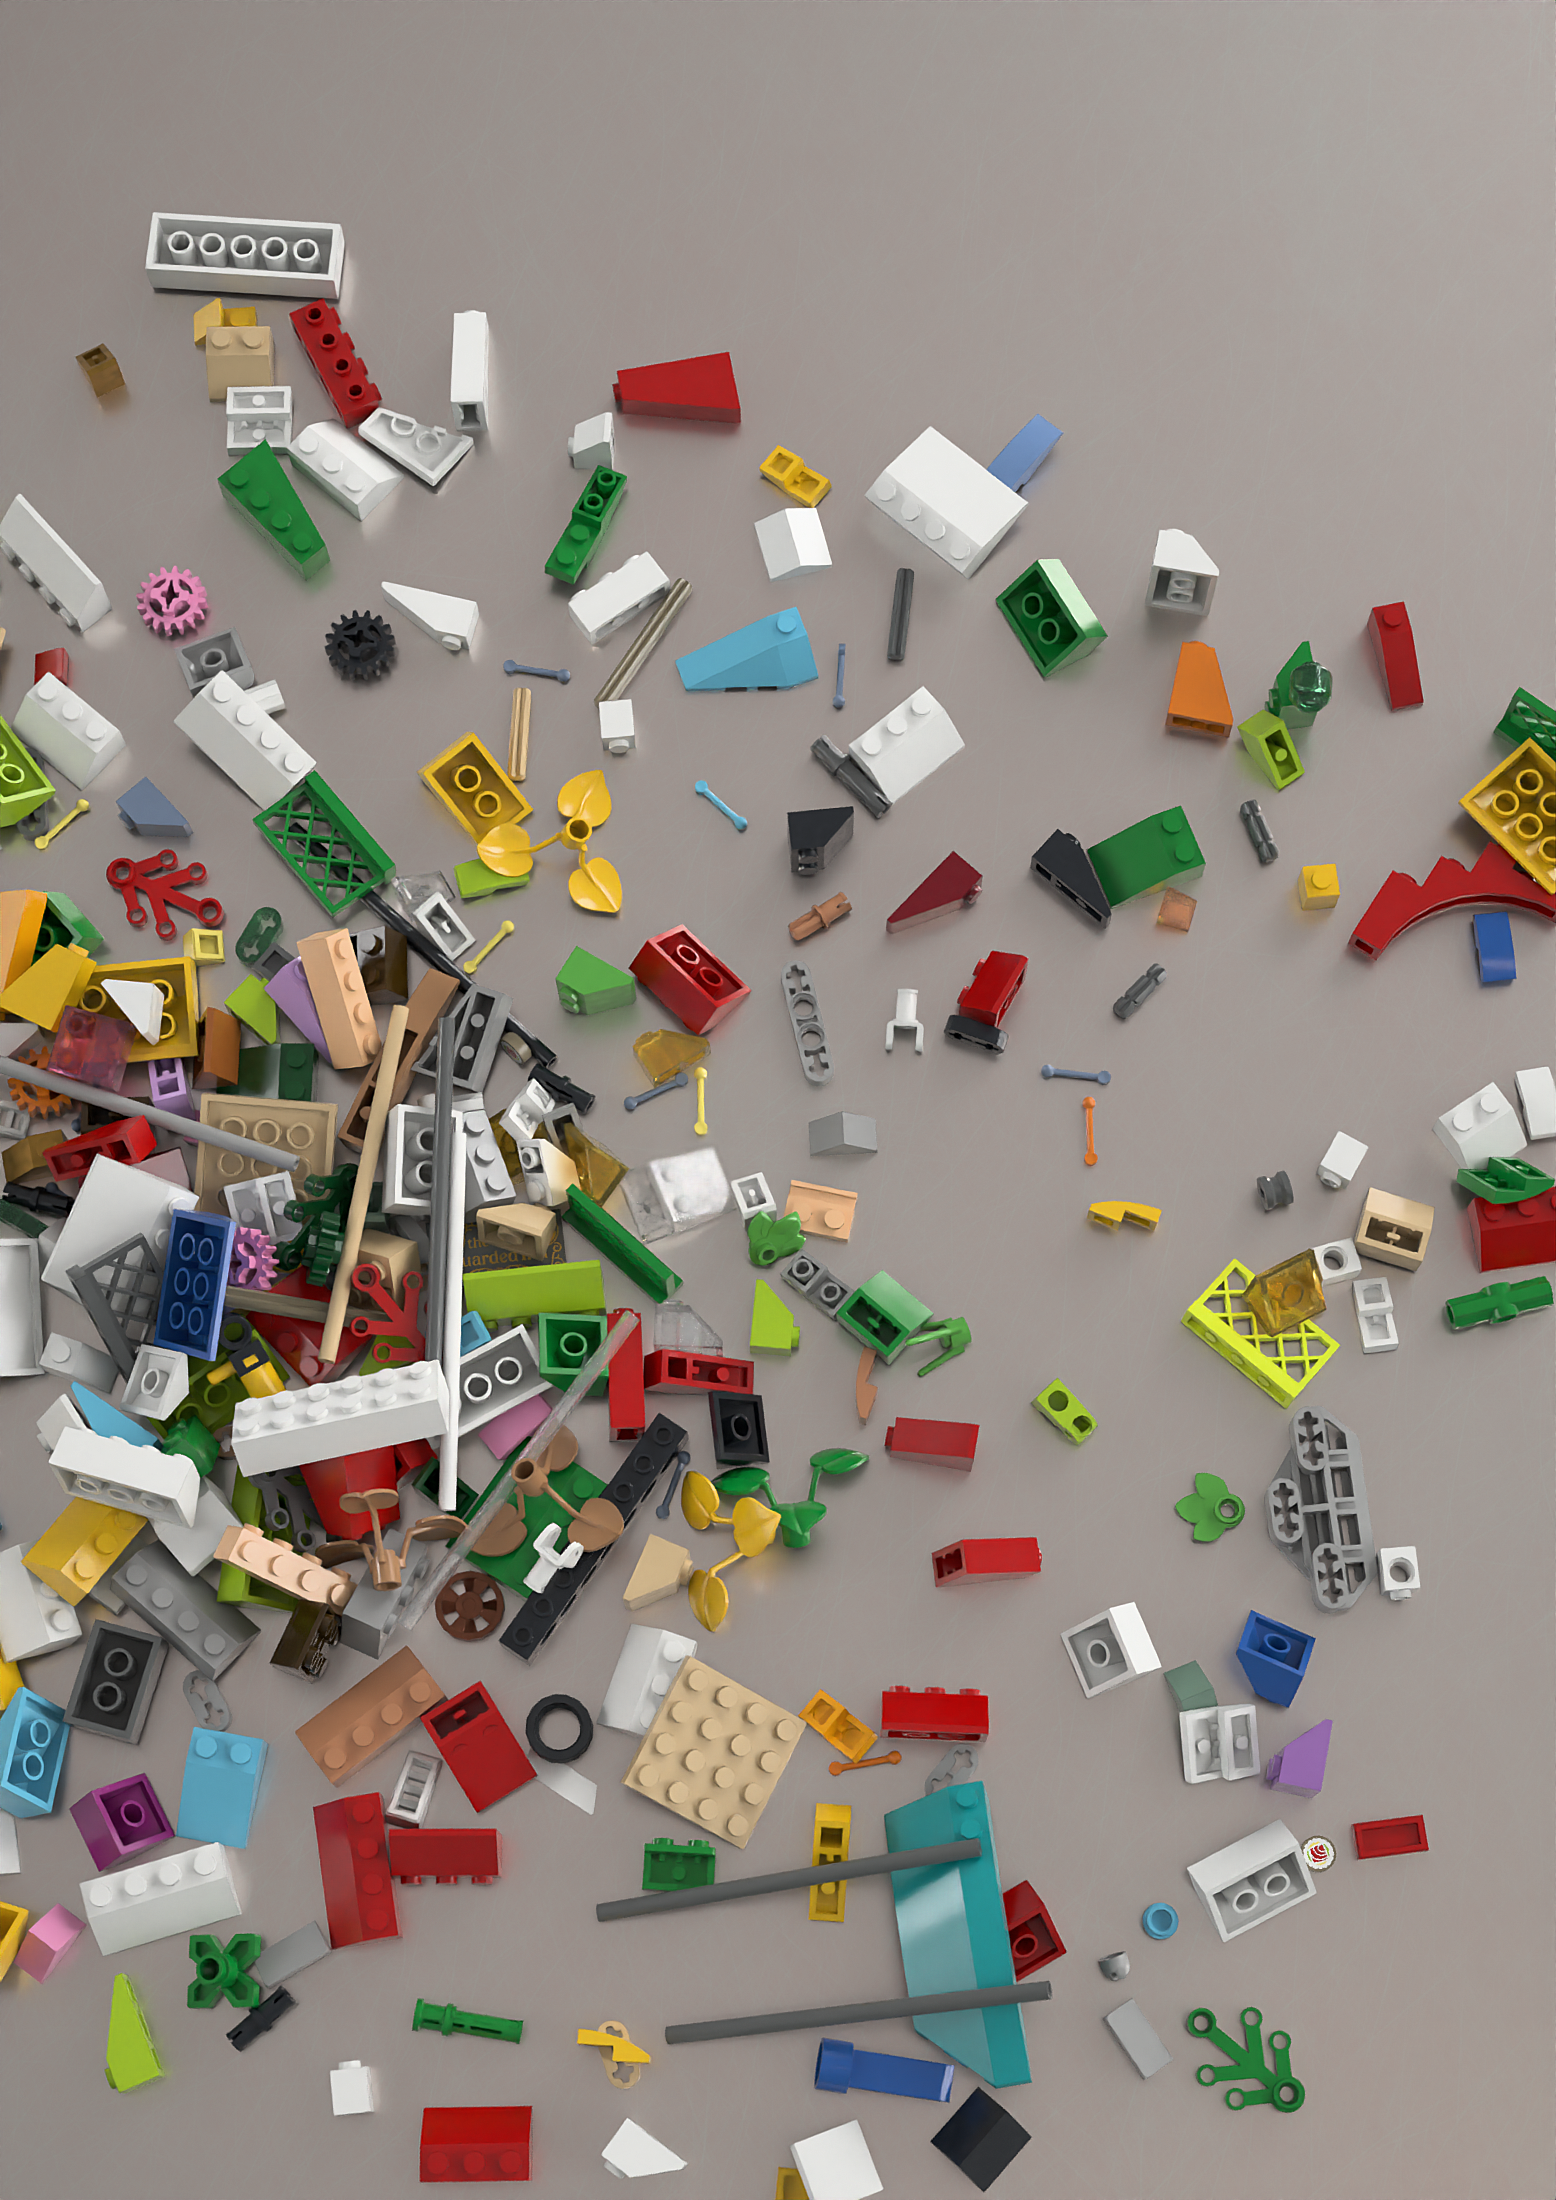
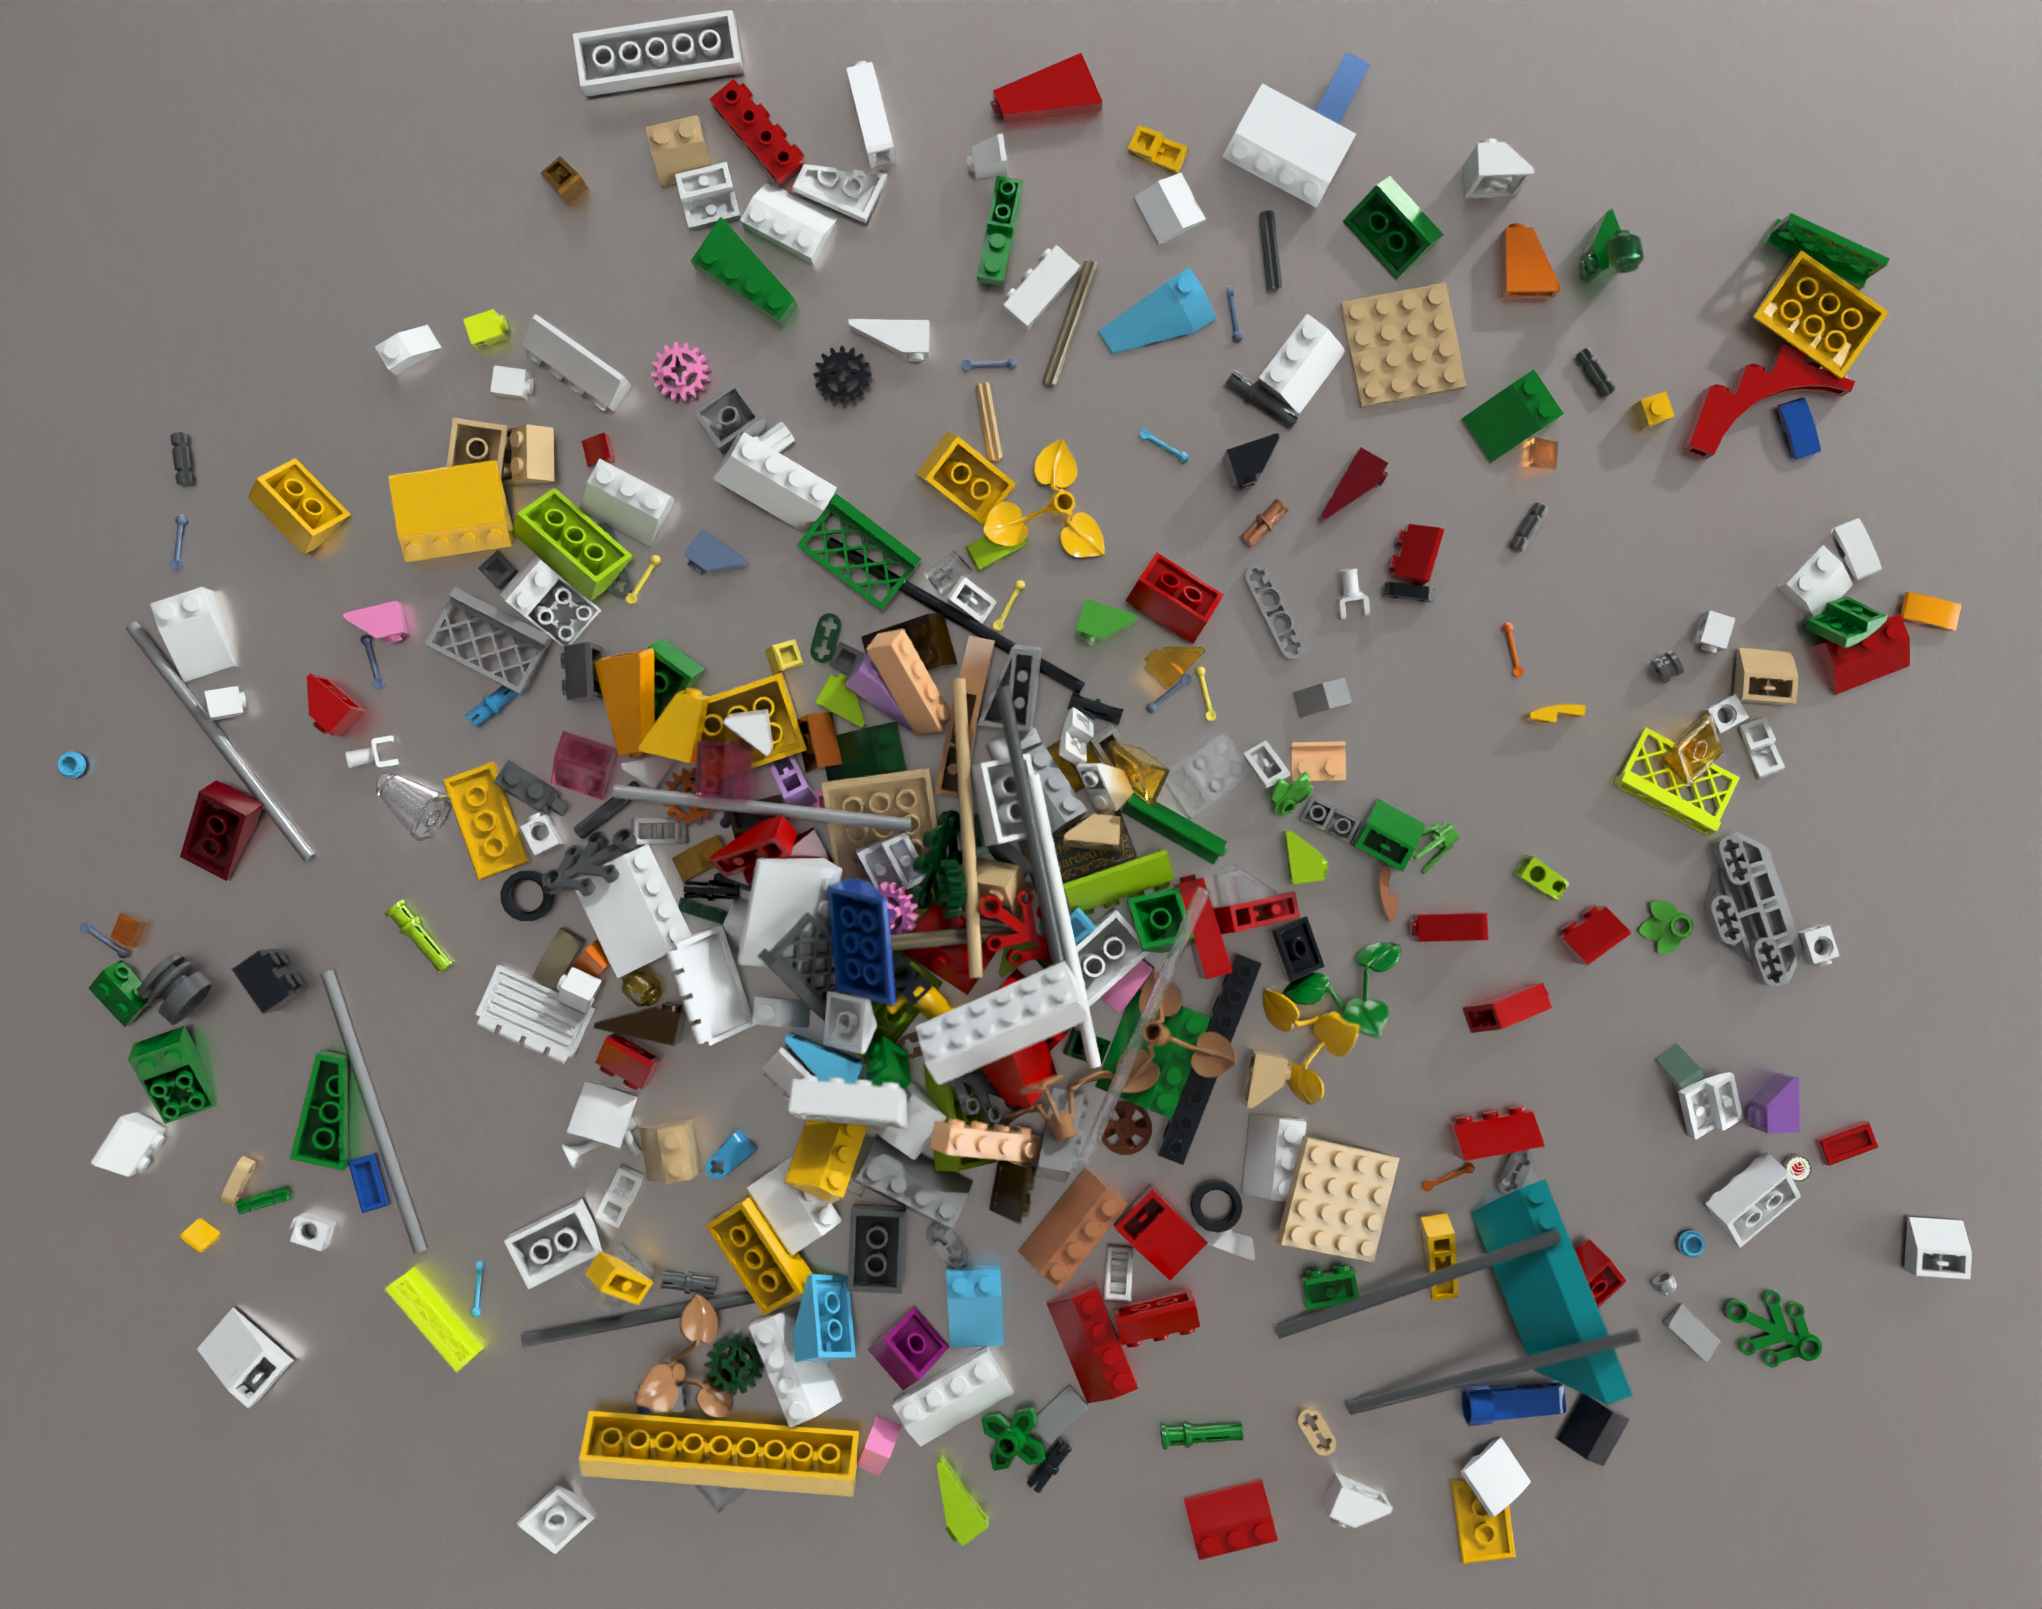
camera: 20 degrees left, 15 degrees up
(161, 889) = (736, 618): red plant -> none
(216, 316) = (651, 114): yellow slope -> none
(351, 2089) = (1129, 1502): white brick -> none
(515, 1048) = (1052, 685): dark tan tile -> none
(550, 1559) = (1184, 1091): white piece -> none
(617, 725) = (1066, 399): white brick -> none
(622, 2050) = (1324, 1431): yellow slope -> none
(663, 1511) = (1253, 1022): sand blue hinge -> none
(838, 1726) = (1422, 1155): light orange slope -> none
(1034, 752) = (1403, 344): none -> tan plate
(1067, 869) = (1455, 442): black slope -> none
(1103, 1077) = (1513, 604): sand blue hinge -> none
(1110, 1649) = (1615, 1053): white slope -> none
(1112, 1492) = (1592, 934): none -> red slope
(1271, 748) = (1592, 300): lime slope -> none
(1274, 1657) = (1739, 1031): blue slope -> none
(1396, 655) = (1676, 198): red slope -> none
(1479, 1997) = (1937, 1248): none -> white slope
(1499, 1302) = (1855, 717): green piece -> none

